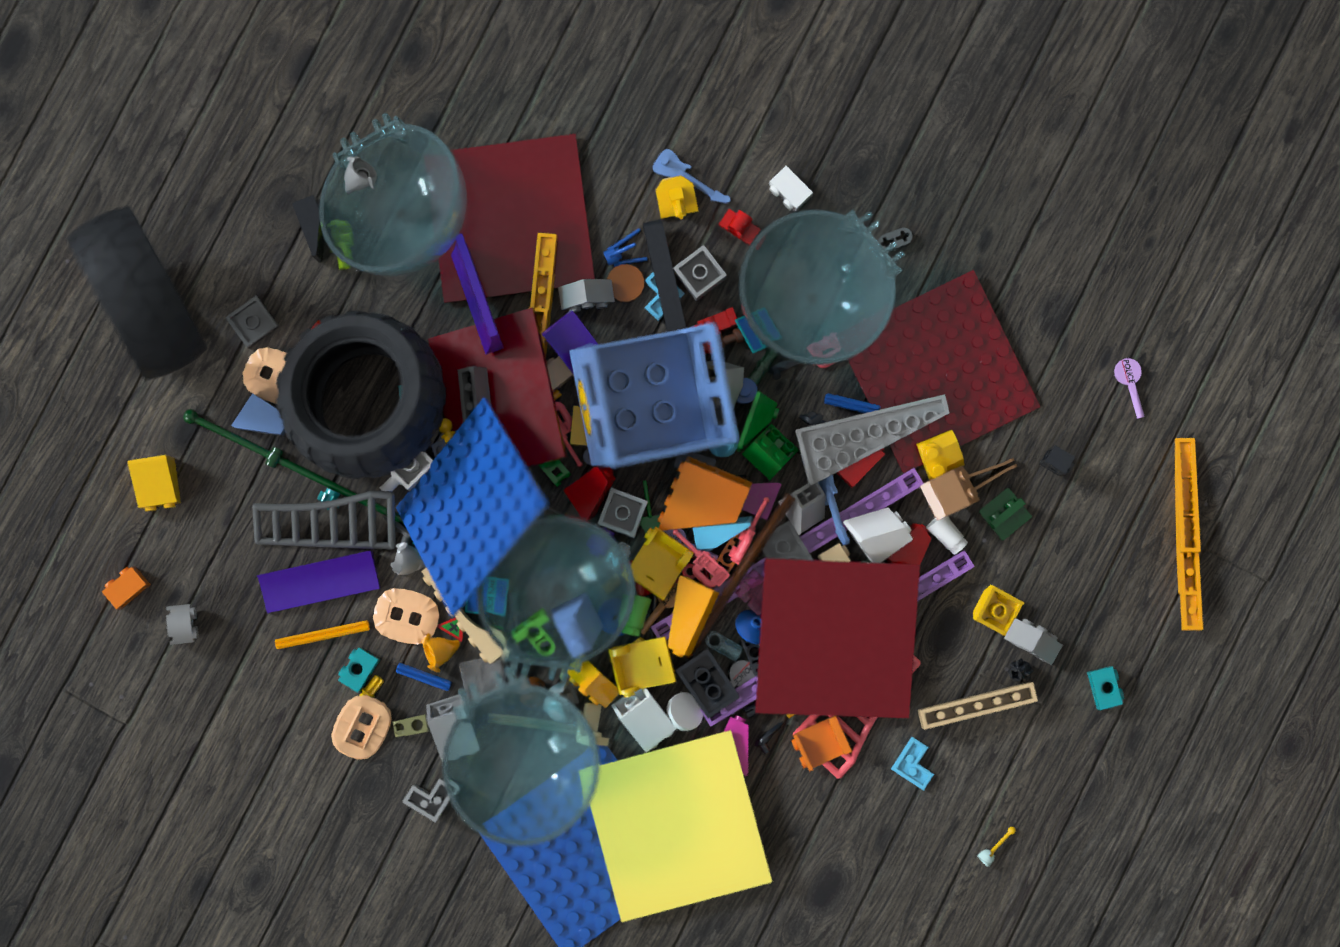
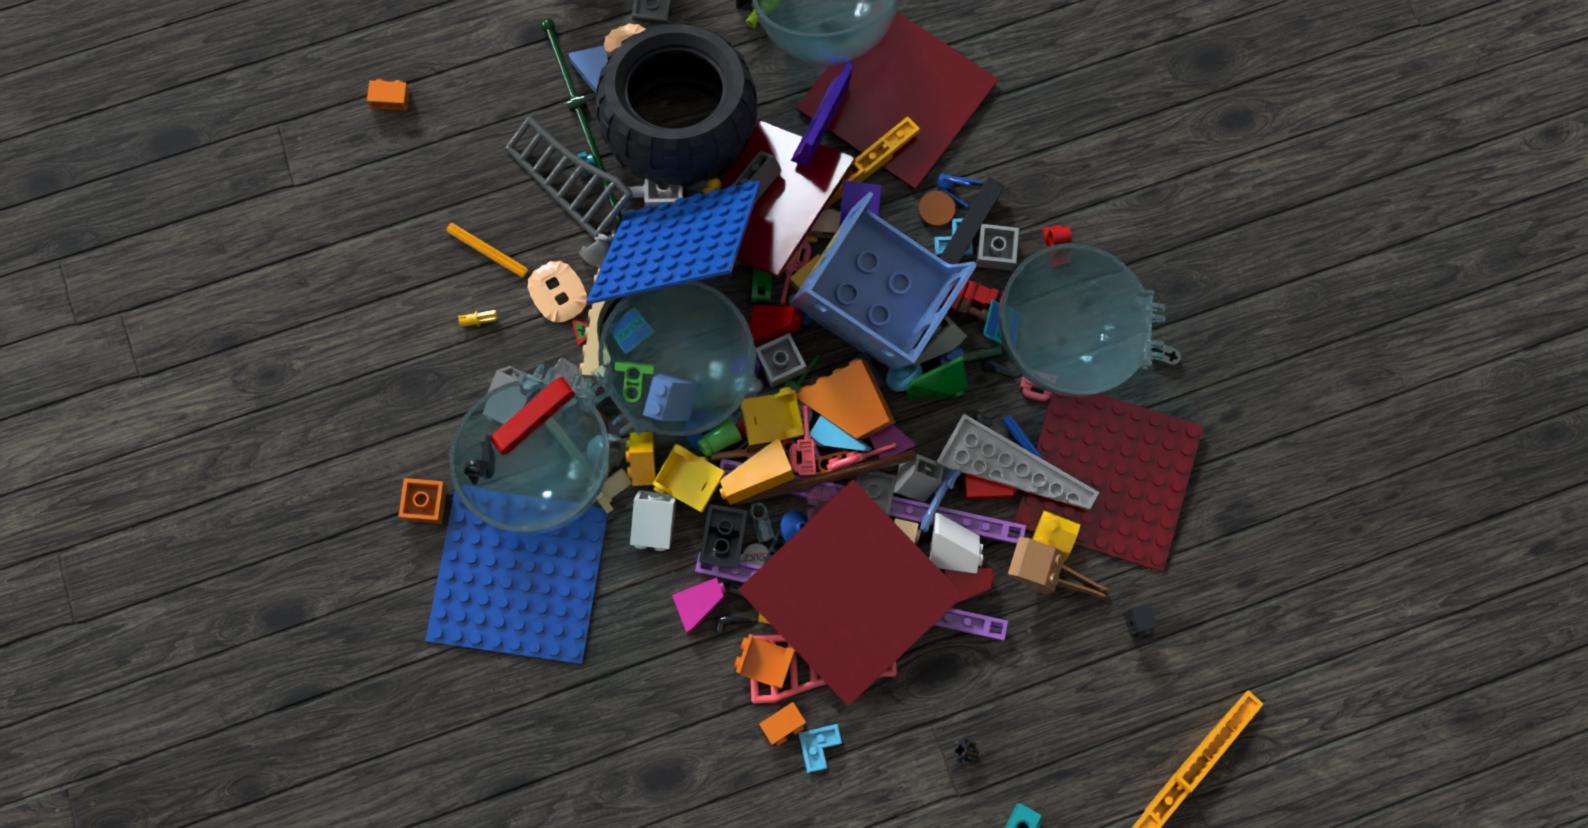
camera: 35 degrees right, 10 degrees down
(155, 482) = (480, 43): yellow slope -> none
(181, 624) = (399, 151): light grey brick -> none
(319, 581) = (522, 212): dark purple arch -> none
(367, 661) = (497, 300): teal brick -> none
(374, 732) = (443, 324): light nougat piece -> none
(411, 726) = (482, 368): olive leg -> none
(423, 677) = (526, 343): blue axle -> none
(427, 803) = (439, 430): light grey brick -> none
(438, 650) = (556, 335): light orange hat -> none
(466, 864) = (423, 501): none -> orange brick
(493, 734) = (532, 416): none -> red beam
(497, 801) = (484, 467): none -> black hair
(586, 294) = (902, 187): light grey brick -> none
(670, 166) = (1045, 160): medium blue piece -> none
(676, 197) = (1029, 182): yellow piece -> none
(677, 827) = (599, 620): light yellow baseplate -> none
(684, 711) = (686, 542): white tile -> none
(770, 451) = (929, 417): green slope -> none
(790, 189) = (1119, 244): white brick -> none
(875, 774) = (783, 724): none -> orange piece
(947, 534) = (1006, 597): white plant -> none
(977, 705) = (909, 746): tan brick -> none
(997, 609) = (991, 689): yellow slope -> none
(1005, 513) = (1063, 625): dark green bracket -> none
(1034, 640) = (998, 738): light grey brick -> none
(1128, 373) = (1254, 608): lavender piece -> none

